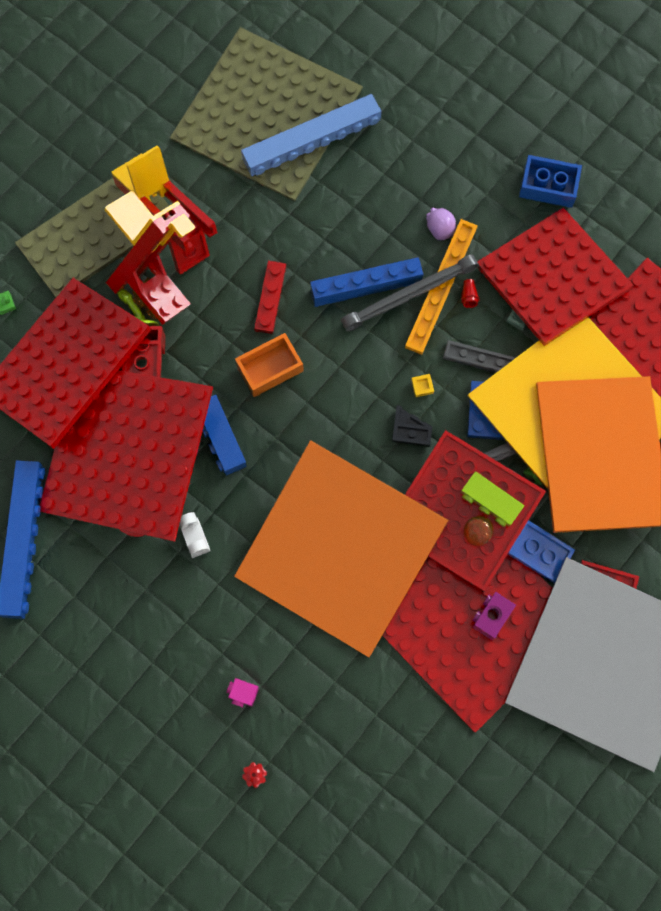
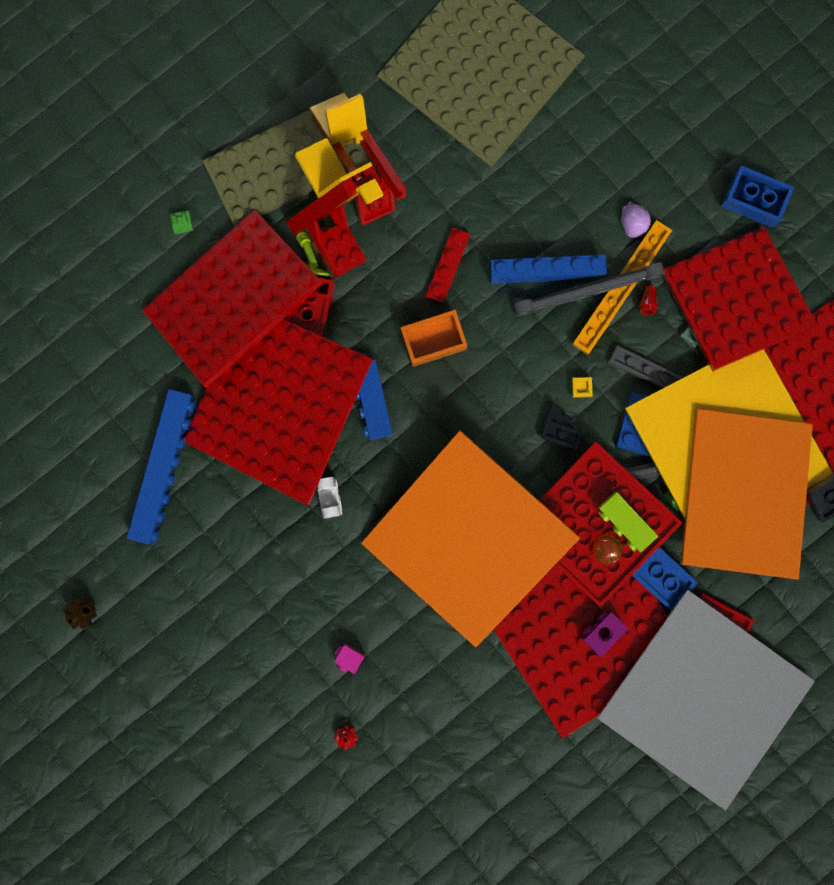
camera: 15 degrees right, 10 degrees up
(311, 135) = (522, 101): medium blue brick -> none

